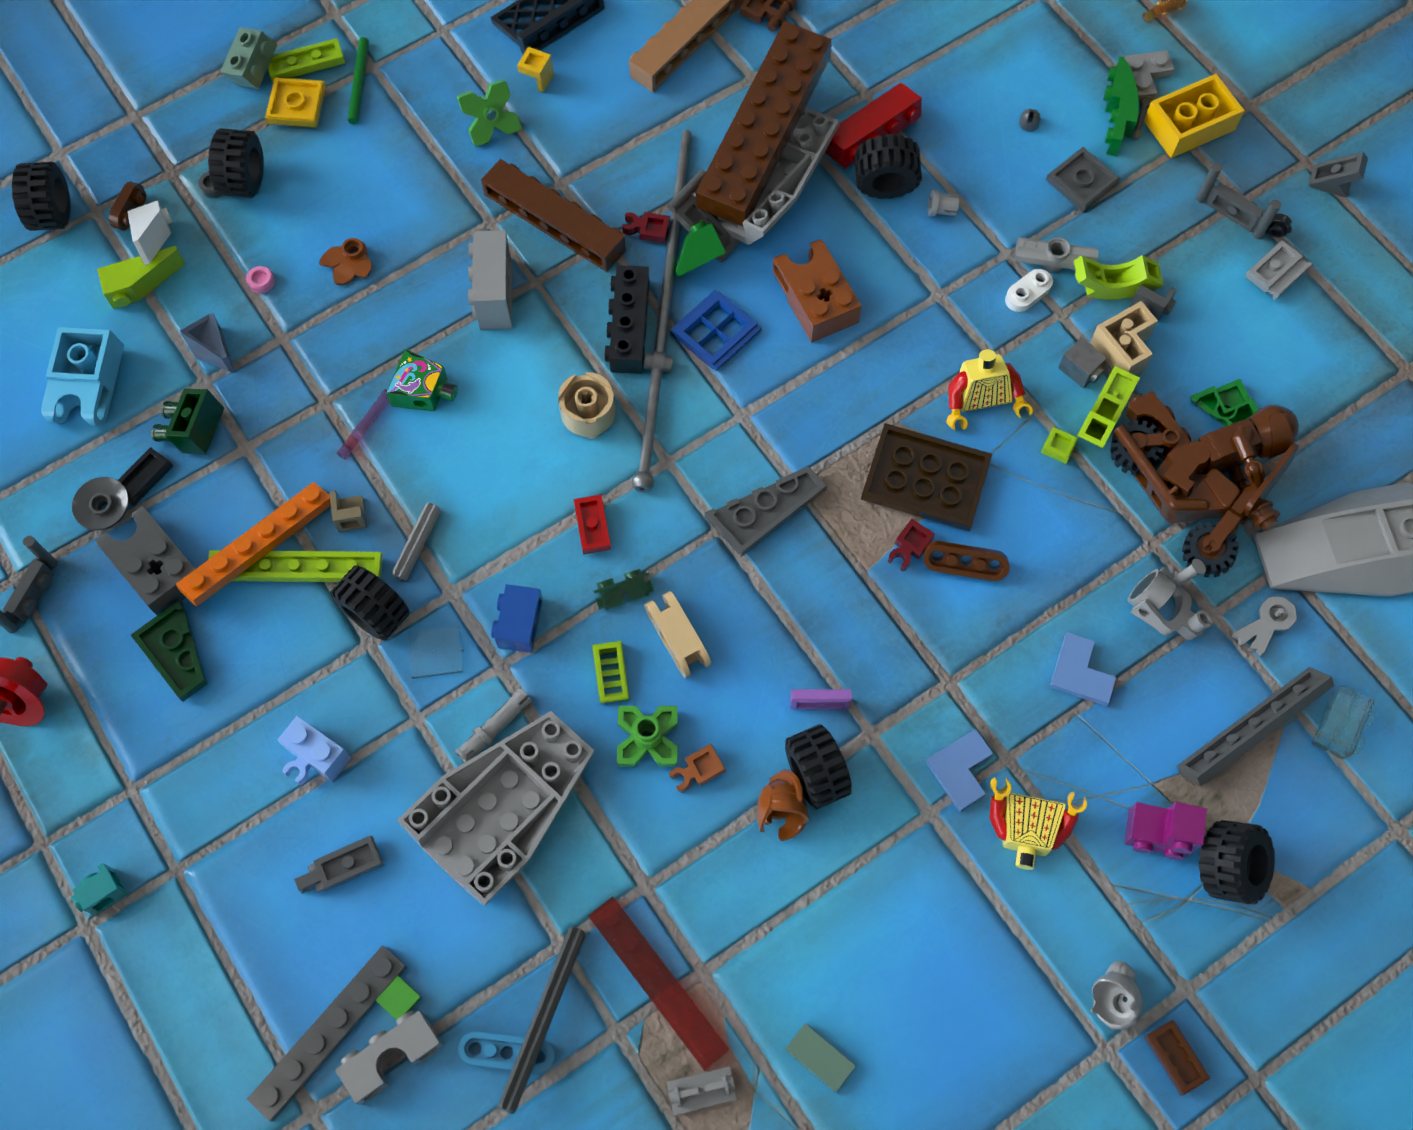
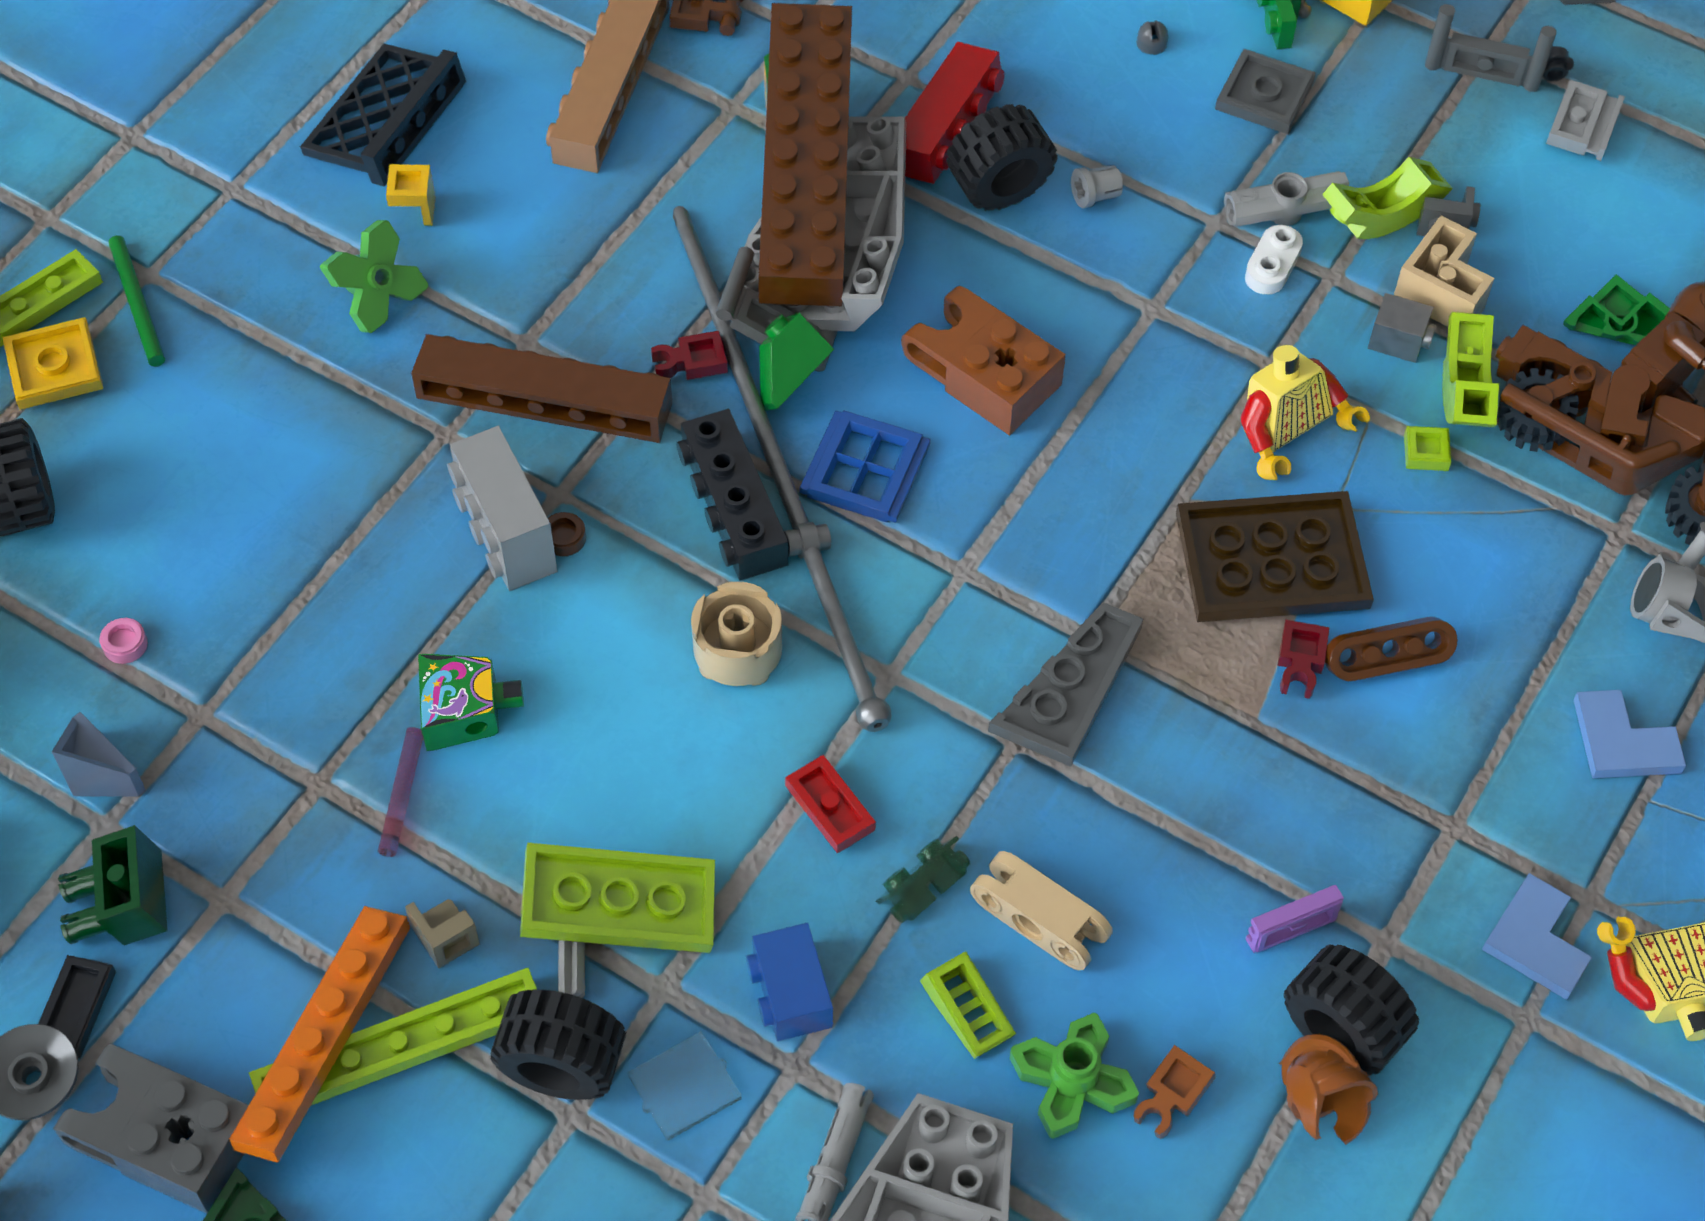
camera: 25 degrees left, 10 degrees down
(344, 263) = (249, 569): dark orange plate -> none
(446, 532) = (618, 898): none -> lime plate
(525, 307) = (567, 533): none -> reddish brown tile

